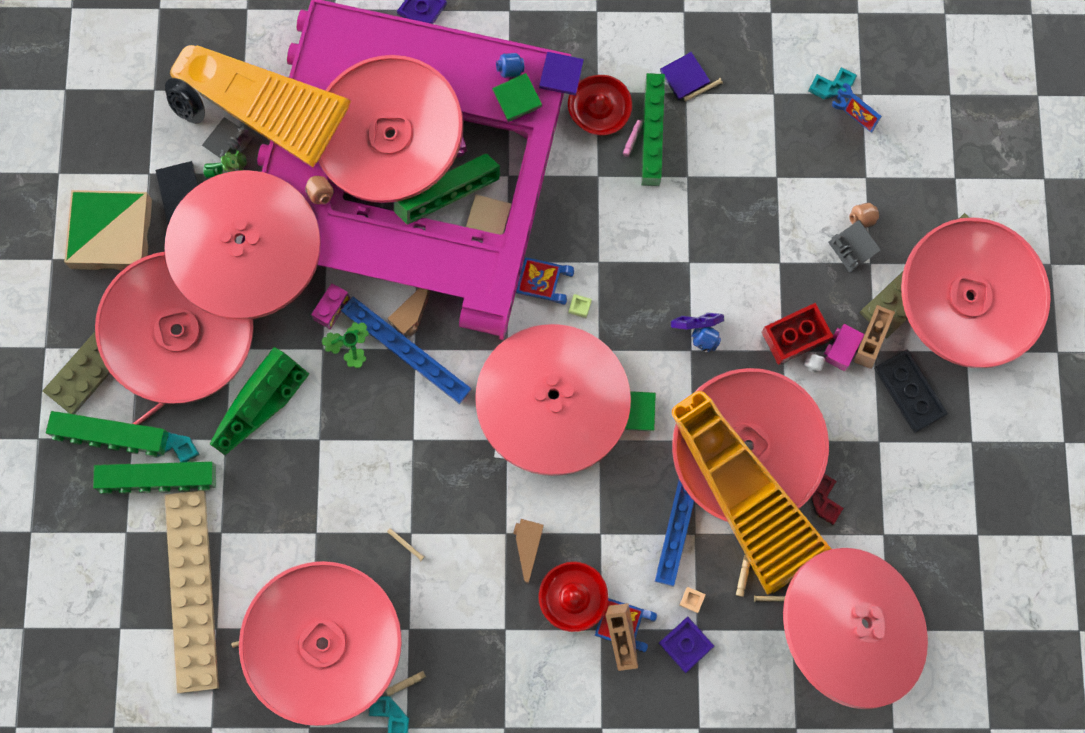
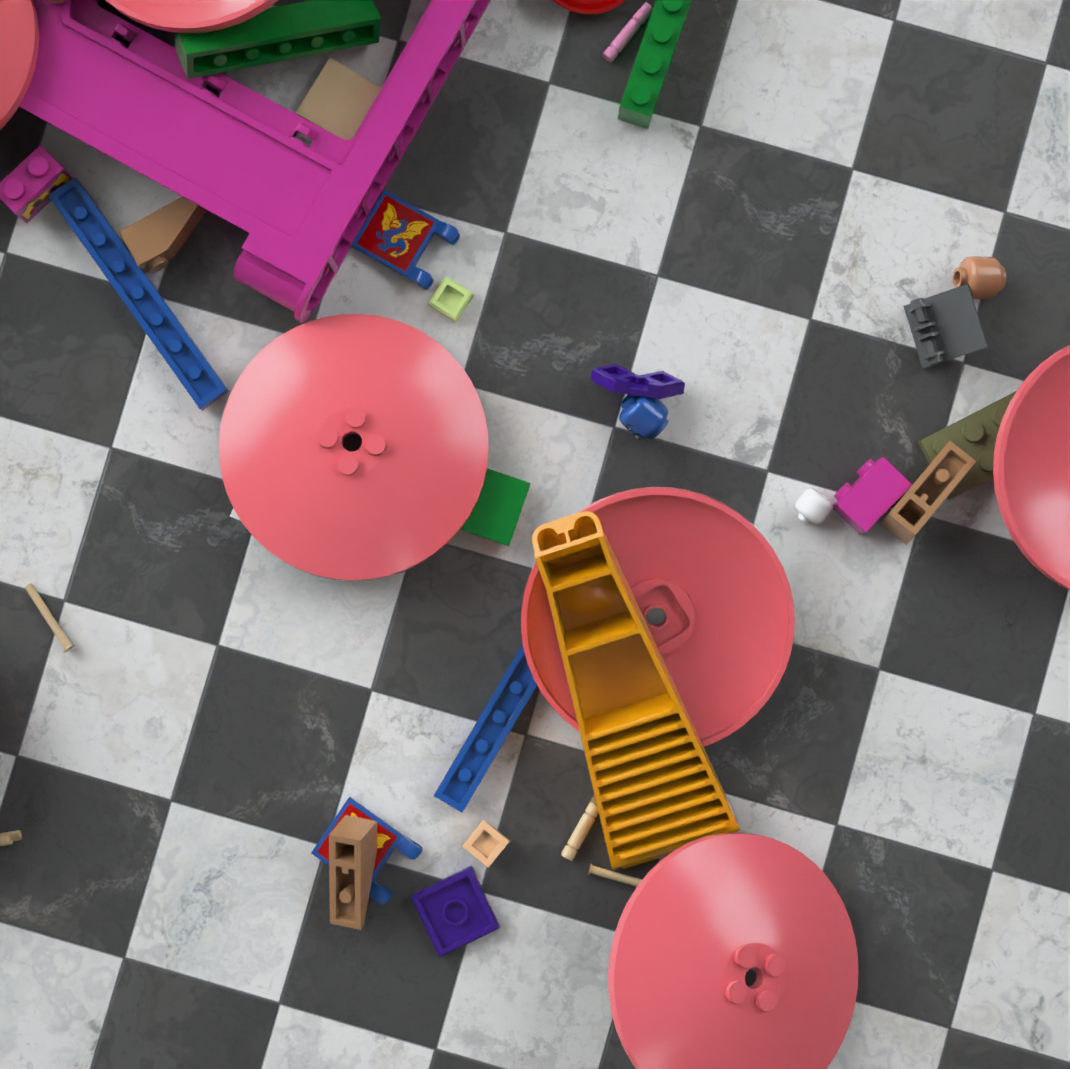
camera: 20 degrees right, 10 degrees up
(354, 334) = (31, 248): bright green plant -> none
(527, 539) = (243, 676): medium nougat slope -> none
(573, 596) = (292, 783): red hat -> none
(797, 334) = (798, 450): red brick -> none
(824, 506) = (751, 750): dark red tile -> none
(826, 89) = (989, 37): teal tile -> none
(857, 108) = (1028, 86): blue flag -> none
(910, 391) = (960, 600): black tile -> none

